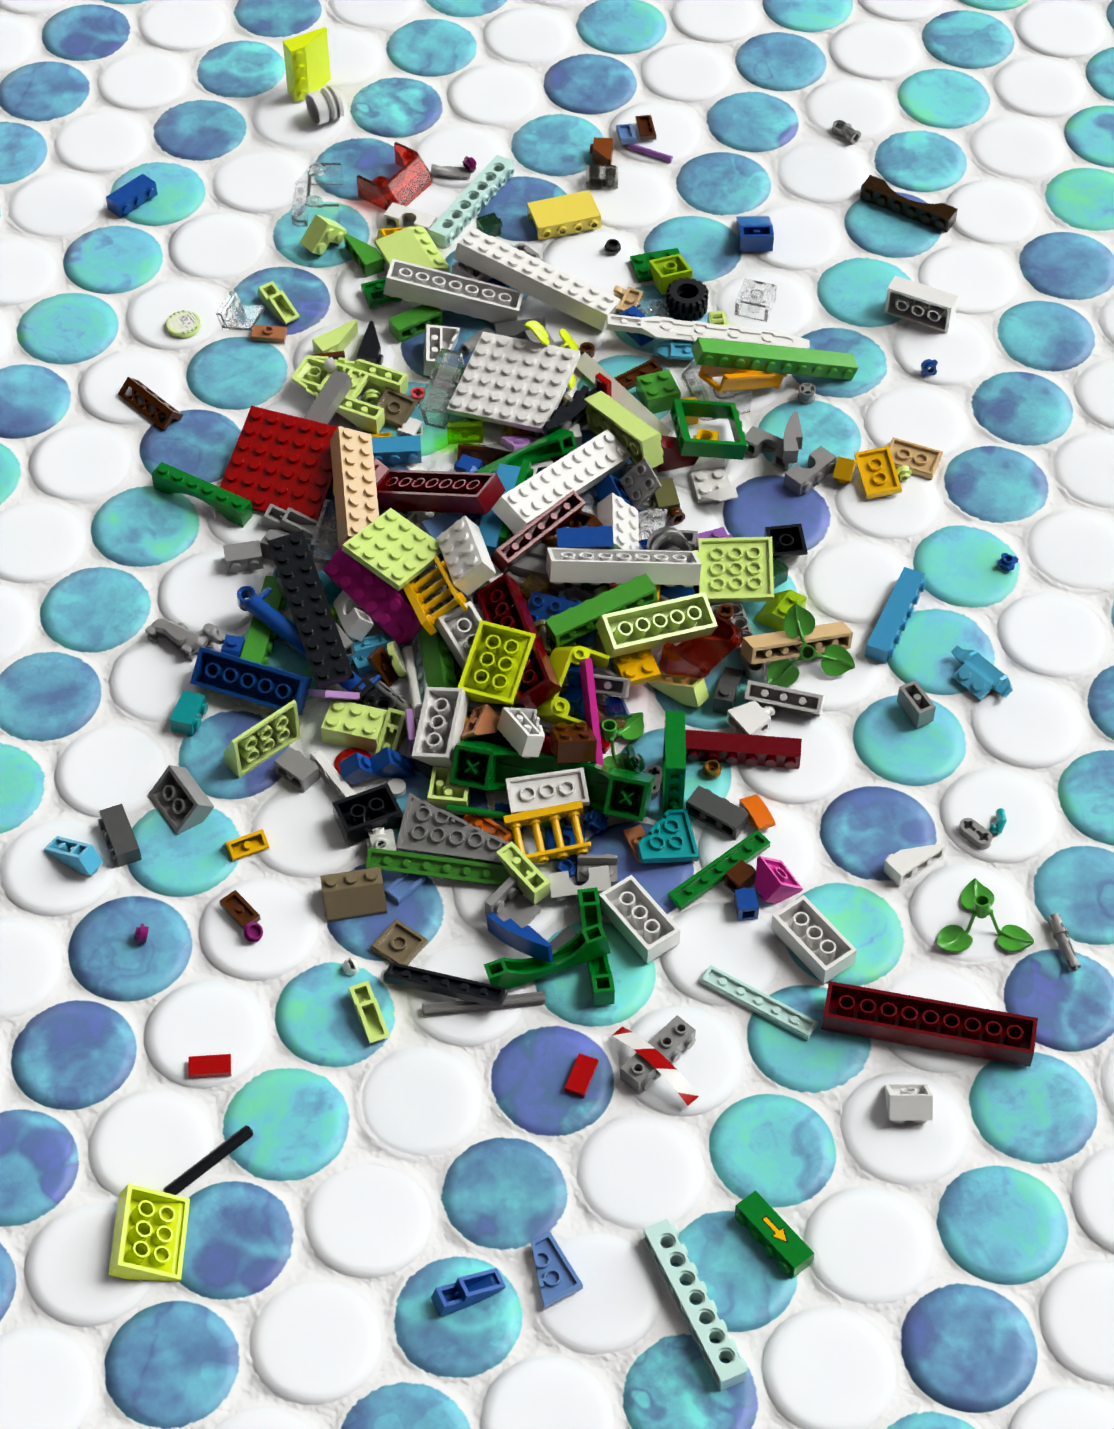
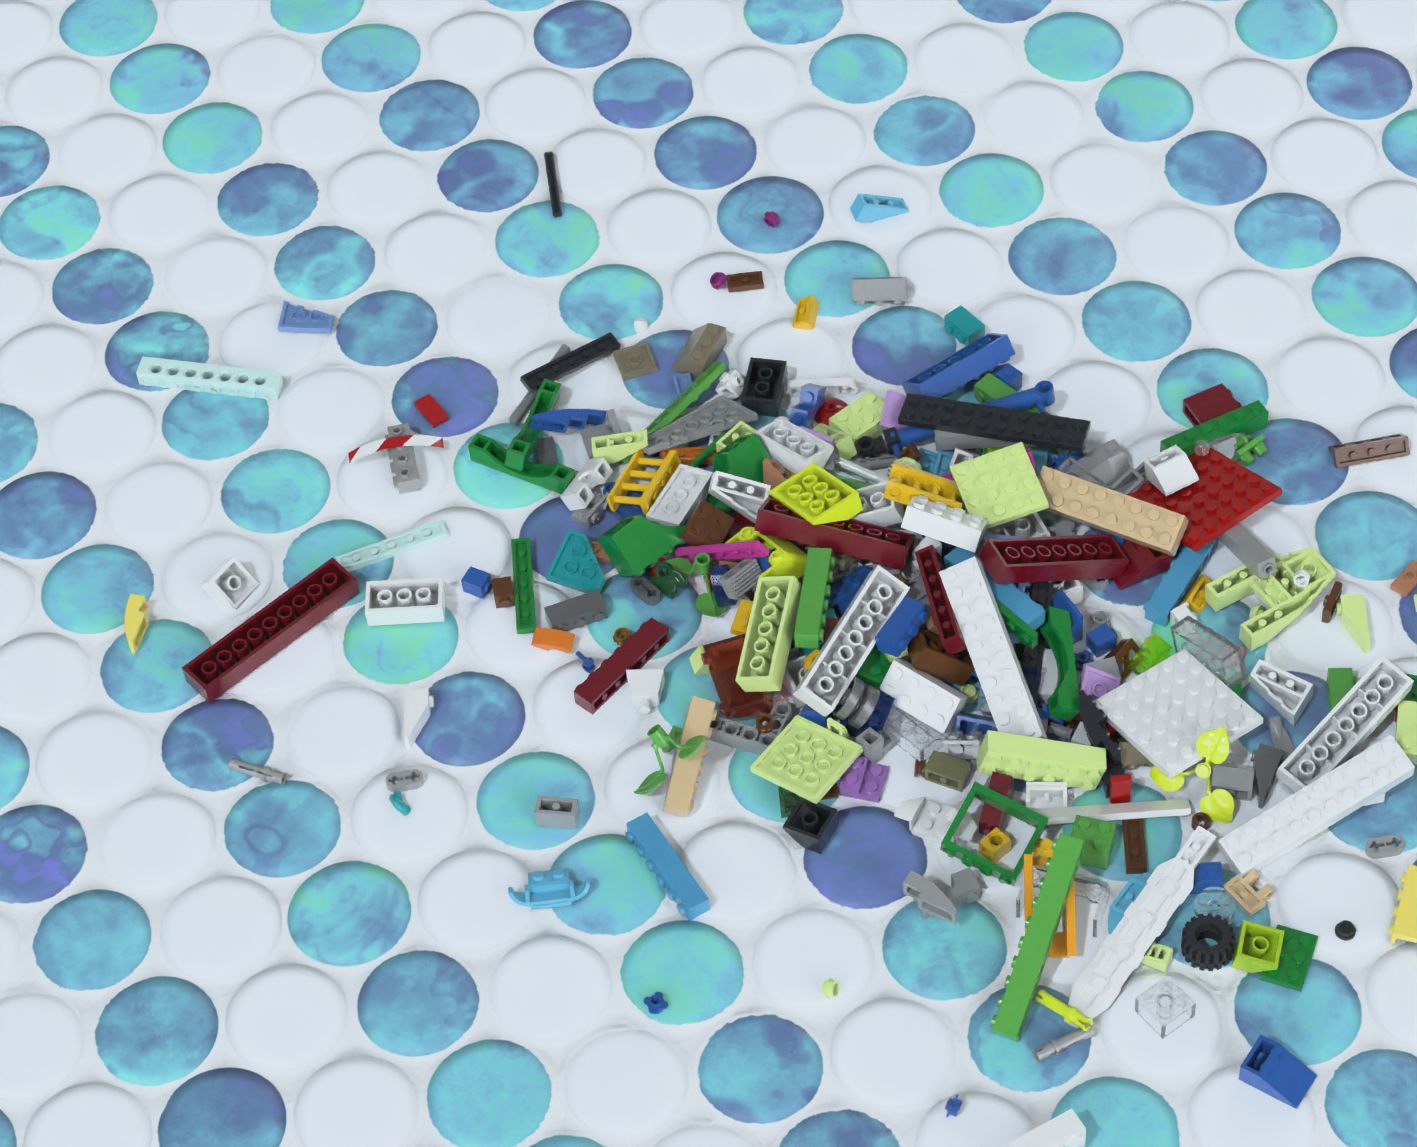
camera: 130 degrees right, 0 degrees up
(119, 835) = (874, 240): dark grey brick -> none
(149, 1235) = (524, 131): neon yellow slope -> none
(174, 508) = (1209, 404): none -> dark red brick
(181, 637) = (1050, 353): light grey animal -> none
(203, 469) = (1255, 445): none -> bright green hips
(209, 1066) = (627, 214): red tile -> none
(231, 485) = (1205, 447): none -> clear hinge
(243, 556) = (1114, 426): light grey brick -> none
(263, 740) = (891, 349): yellowish green slope -> none
(275, 486) = (1170, 470): none -> white slope
(297, 769) = (850, 366): light grey brick -> none
(368, 1012) = (591, 314): yellowish green slope -> none
(370, 346) = (1325, 643): black slope -> none
(396, 407) = (1225, 620): dark tan tile -> none
(467, 1291) = (332, 268): blue slope -> none
(639, 919) = (521, 503): white brick -> none
(674, 760) = (607, 555): green window -> none
(727, 690) = (686, 685): dark grey slope -> none
(758, 775) = (588, 664): none -> blue hand
(773, 1234) = (212, 447): green brick -> none
(774, 612) = (741, 784): lime slope -> none
(775, 880) = (480, 614): dark pink slope -> none
(784, 697) = (633, 729): white brick -> none
(806, 393) = (1001, 968): light grey wheel -> none
(807, 335) = (1070, 1014): none -> neon yellow pin
(820, 464) = (893, 923): light grey arch -> none
(834, 340) = (1057, 1045): none -> light grey pin
(844, 469) = (868, 933): yellow brick -> none
(877, 472) = (844, 961): yellow plate -> none
(920, 459) = (846, 1014): tan tile -> none
(980, 899) = (325, 705): bright green plant -> none
(1012, 1150) = (135, 620): none -> light yellow slope

